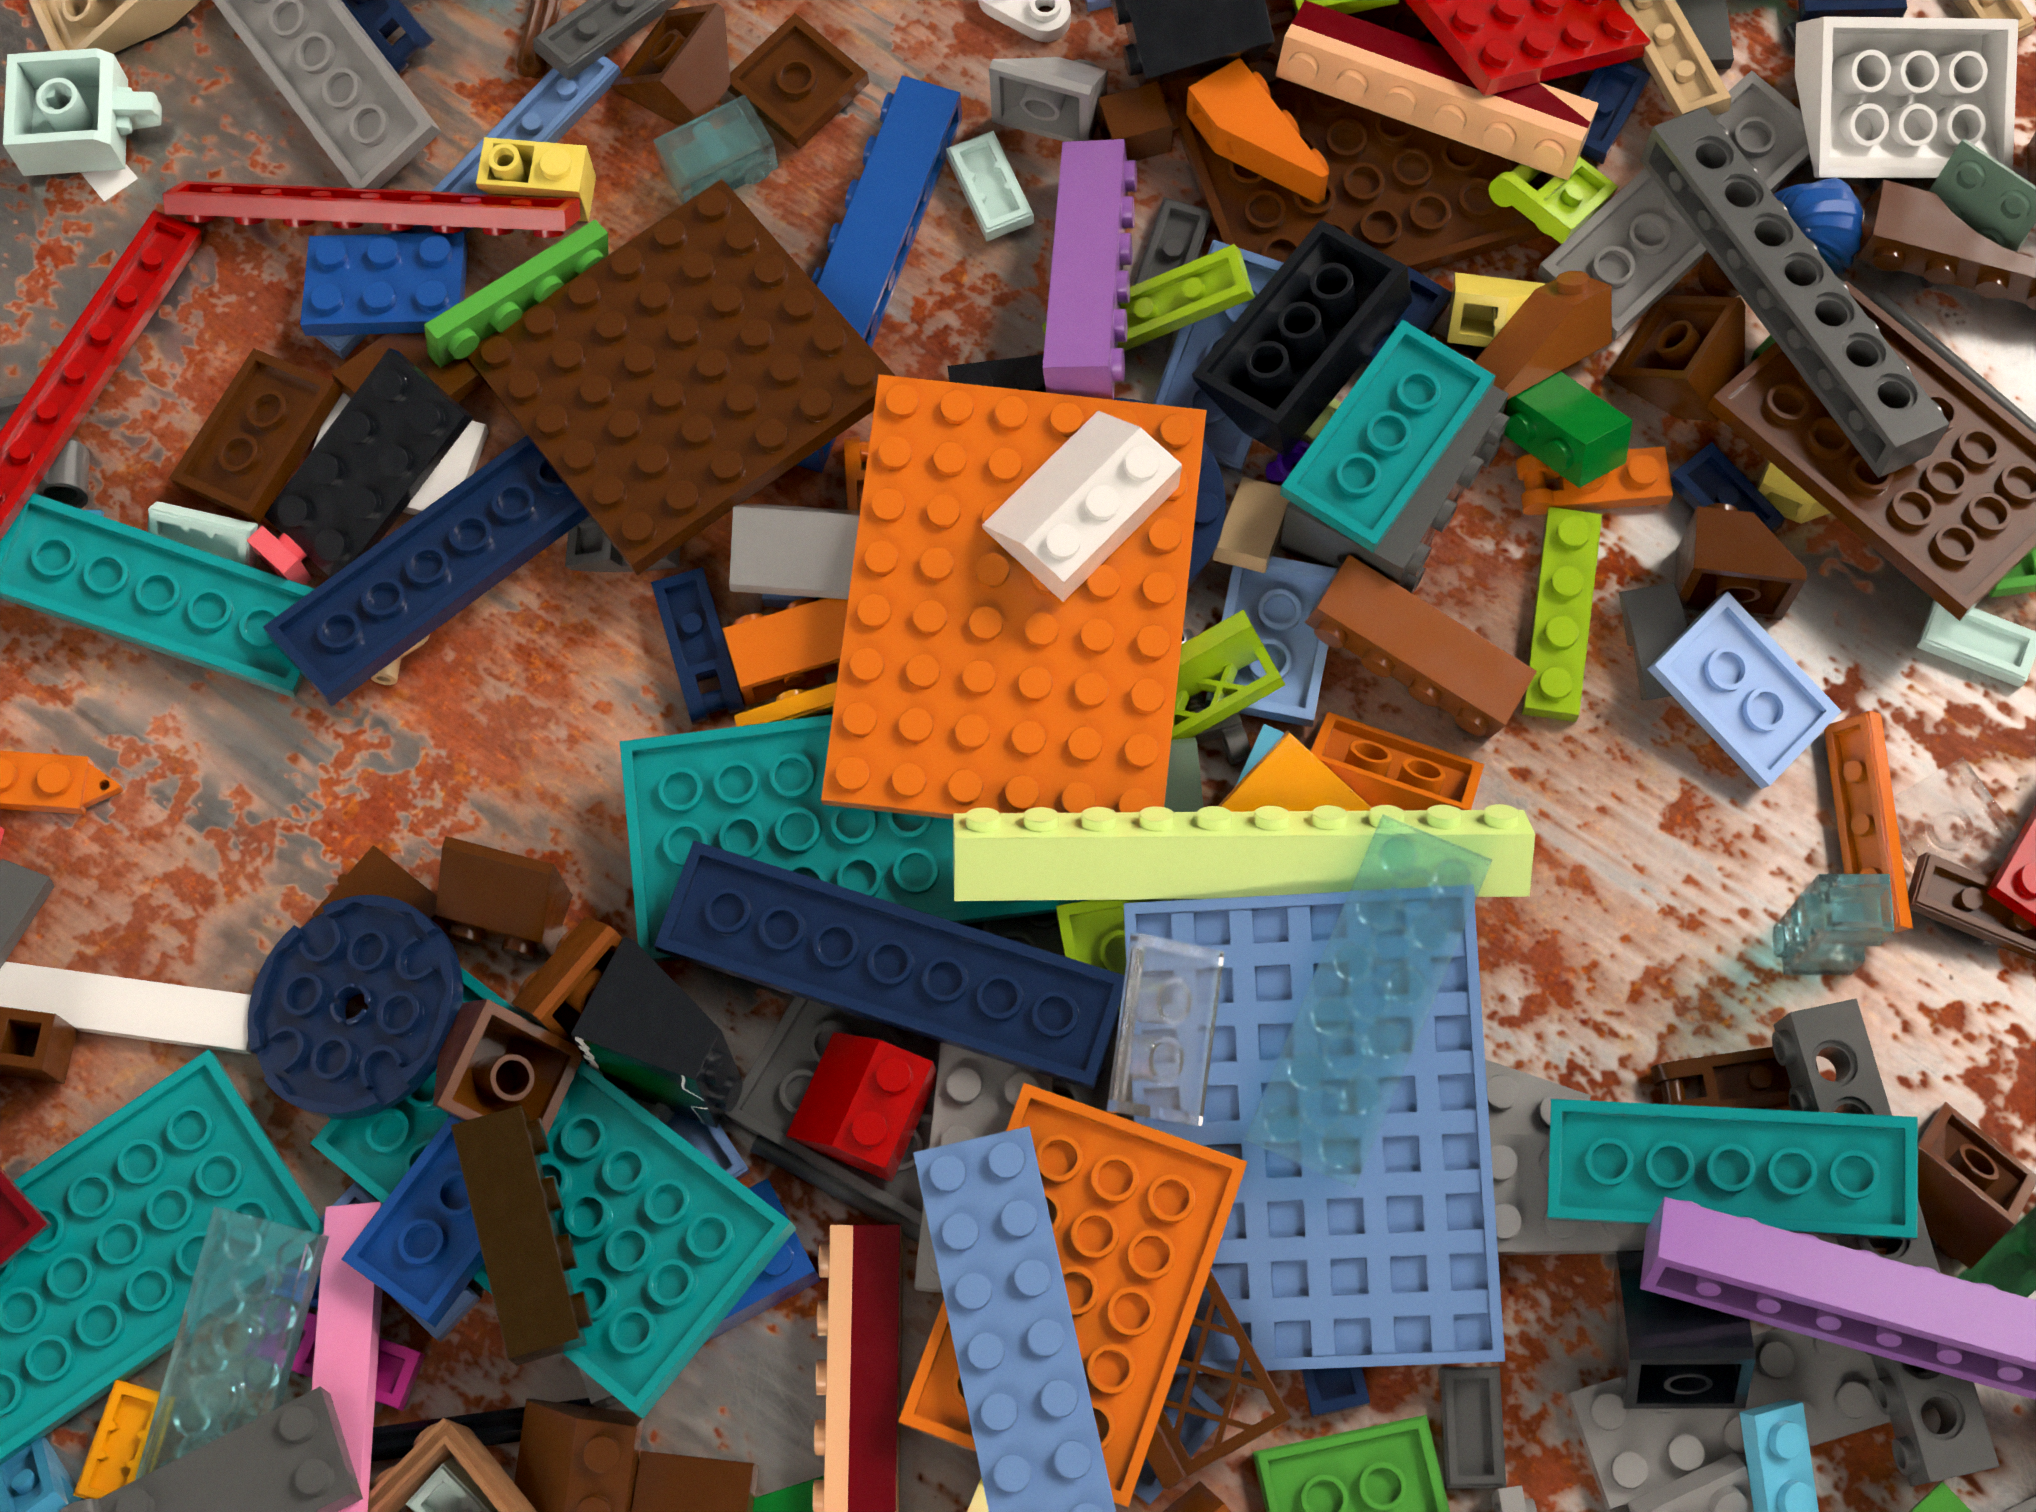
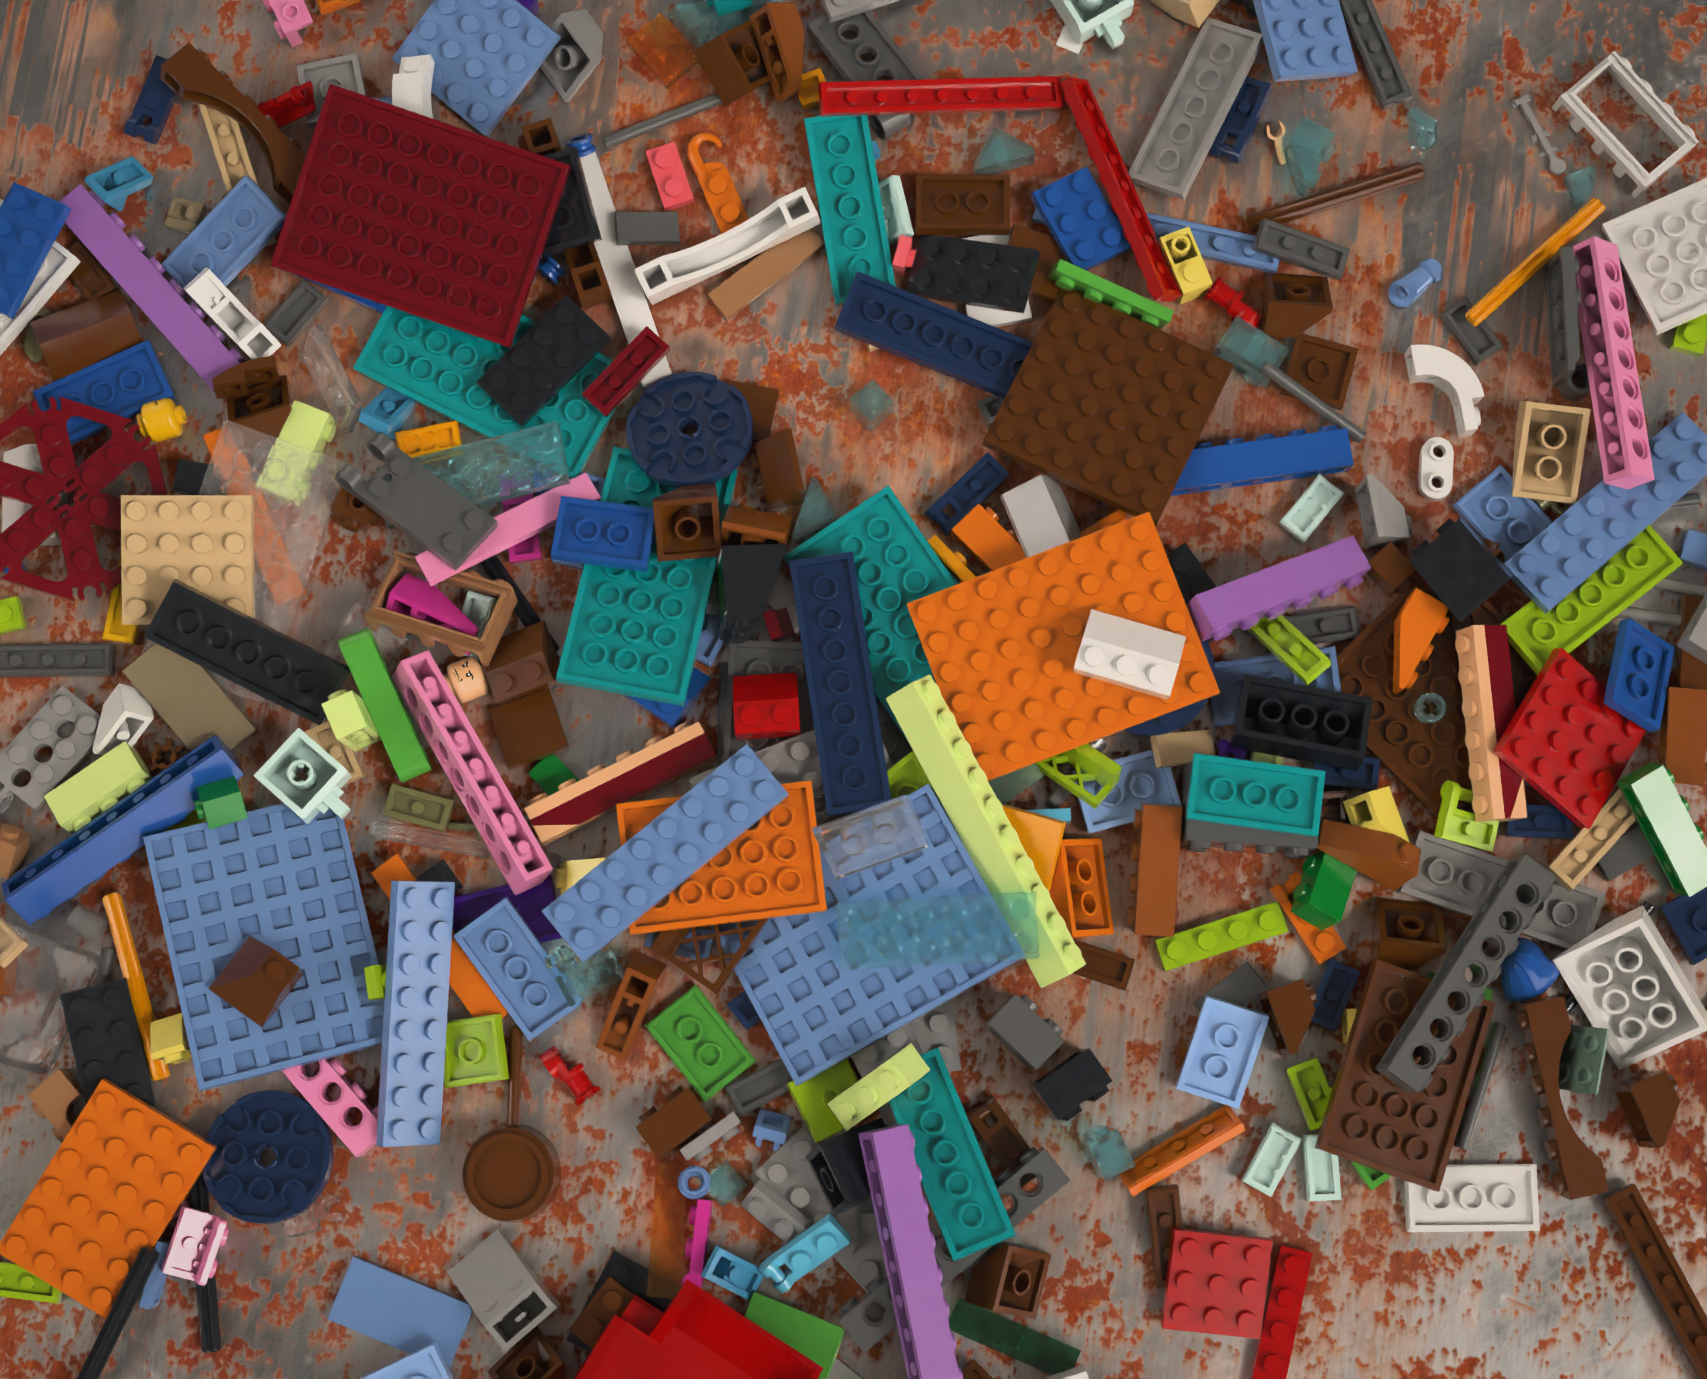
camera: 60 degrees right, 10 degrees up
(98, 882) = (768, 228): none -> white arch
(106, 1185) = (543, 361): none -> black plate
(177, 773) = (764, 273): none -> medium nougat tile
(203, 1059) = (626, 371): none -> dark red plate
(218, 340) = (1002, 154): none -> clear light blue slope
(480, 714) = (871, 405): none -> clear light blue brick
(520, 1234) = (611, 575): dark brown brick -> none
(599, 881) = (814, 514): none -> clear light blue slope
(629, 143) = (1231, 301): none -> red connector
(746, 1014) = (782, 623): none -> dark red leg
(828, 106) = (1312, 401): none -> dark grey bar
(1375, 148) = (1429, 698): none -> clear light blue bush
(1538, 790) = (1104, 966): none -> reddish brown tile
(1549, 1442) = (771, 1127): none -> medium blue tile
(1551, 1326) = (815, 1094): none -> lime plate
(1576, 1201) = (879, 1086): none -> yellowish green arch
(1587, 954) = (1024, 1031): none -> dark grey brick
(1702, 926) = (1071, 1084): none -> black brick
(1864, 595) = (1310, 1090): none -> lime plate
(1939, 703) = (1271, 1159): none -> light aqua plate

